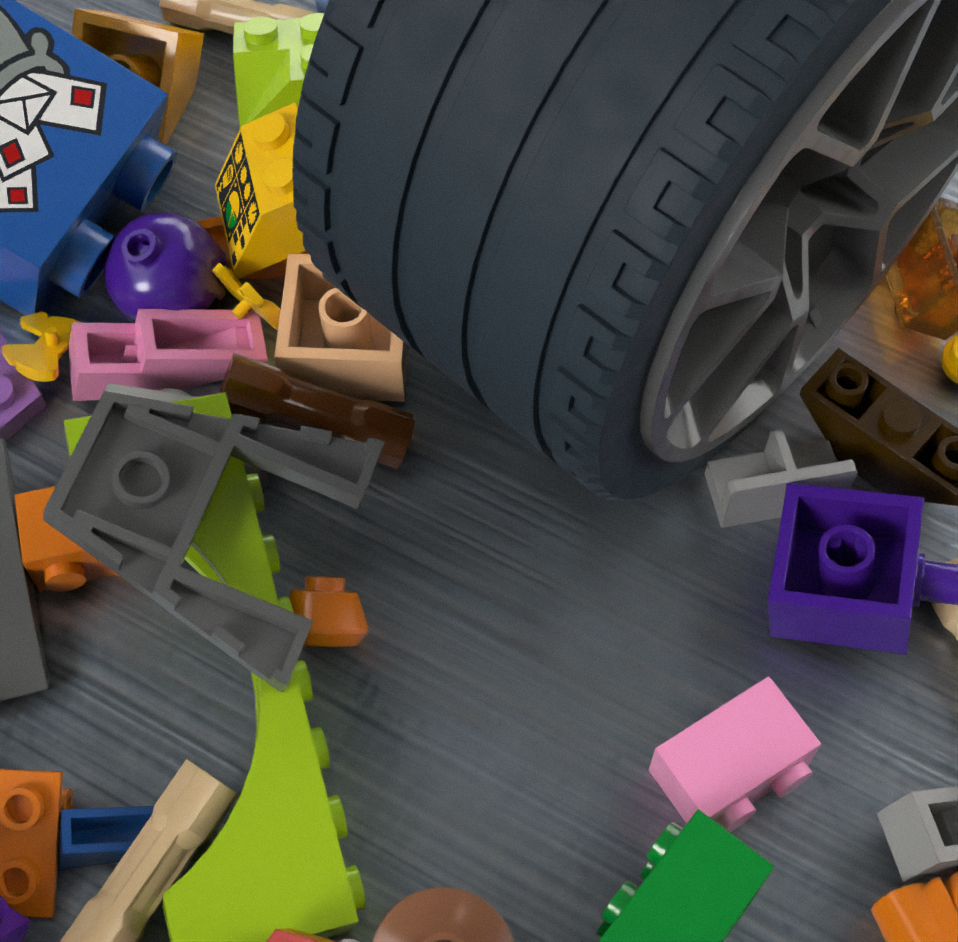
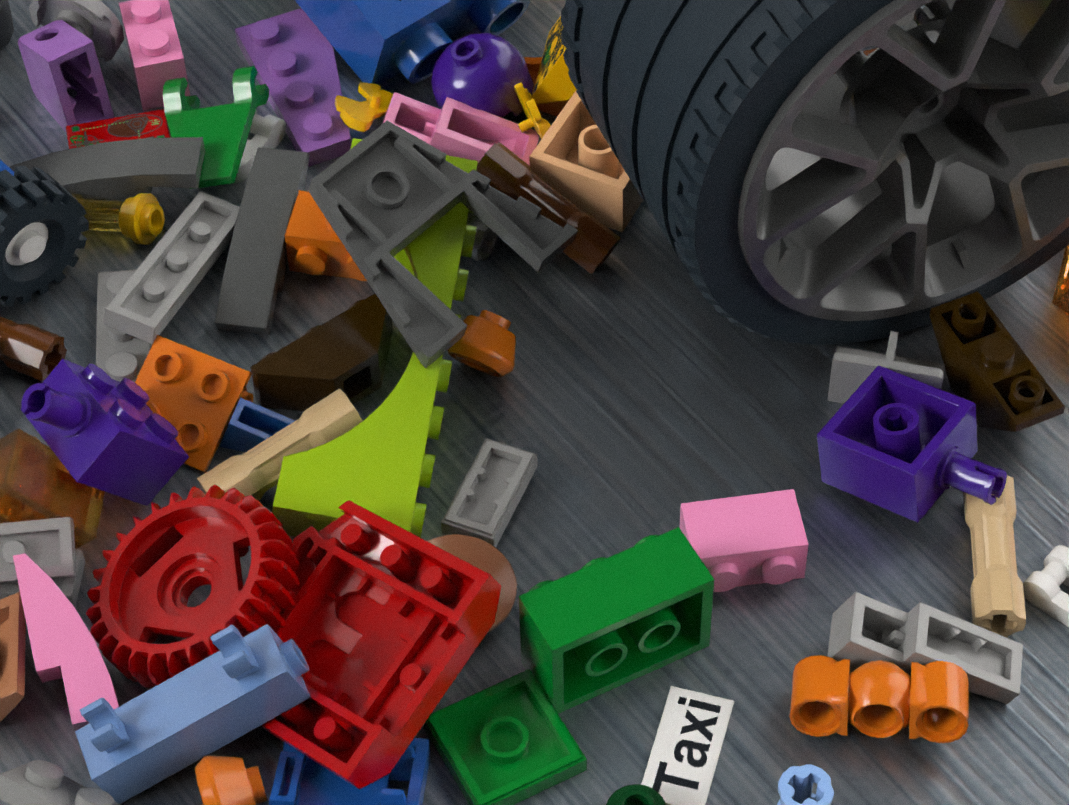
camera: 25 degrees right, 10 degrees down
(147, 710) = (332, 356): none -> dark brown slope
(416, 812) = (490, 492): none -> light grey plate

